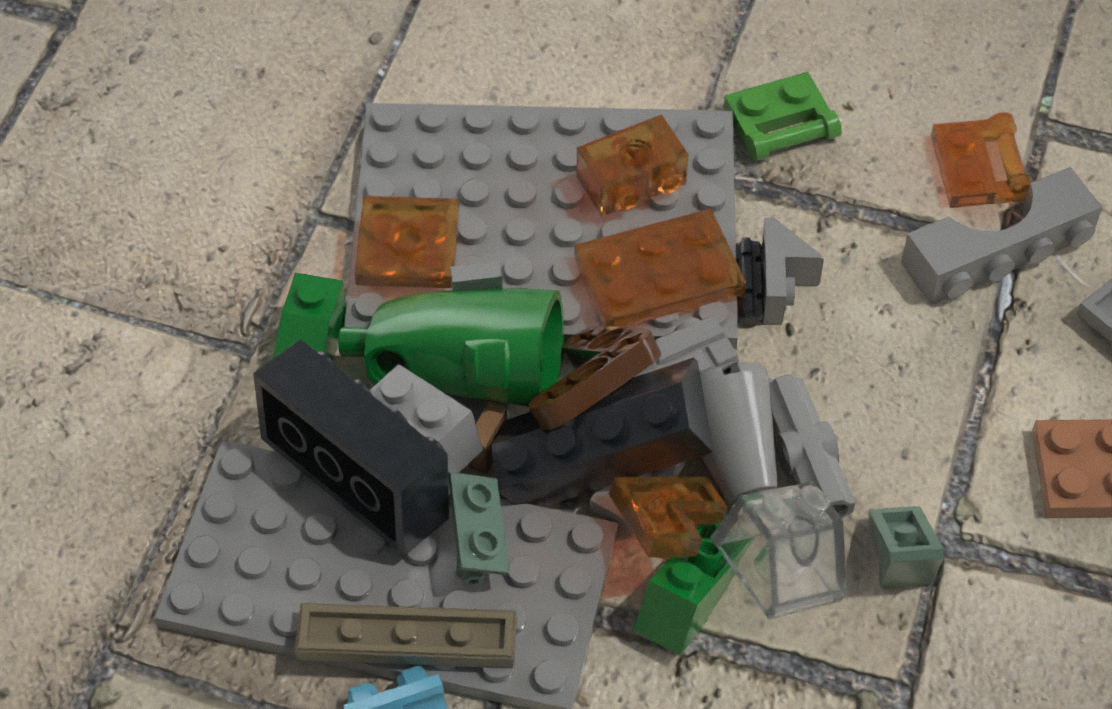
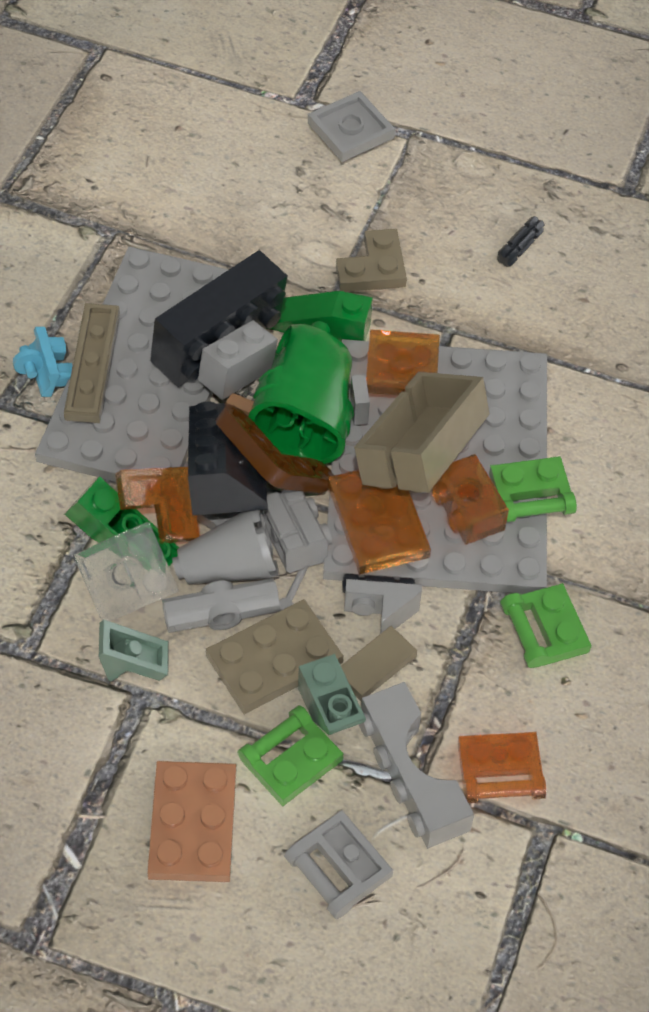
camera: 90 degrees right, 0 degrees up
(161, 130) = (520, 241): none -> black axle
(197, 287) = (379, 269): none -> dark tan plate
(477, 527) = (159, 389): sand green hinge -> none
(560, 188) = (422, 431): none -> dark tan piece
(585, 105) = (533, 480): none -> bright green plate
(863, 284) = (378, 662): none -> dark tan tile
(868, 393) = (267, 656): none -> dark tan plate
(935, 316) = (329, 695): none -> sand green slope
(1015, 358) = (299, 764): none -> bright green plate

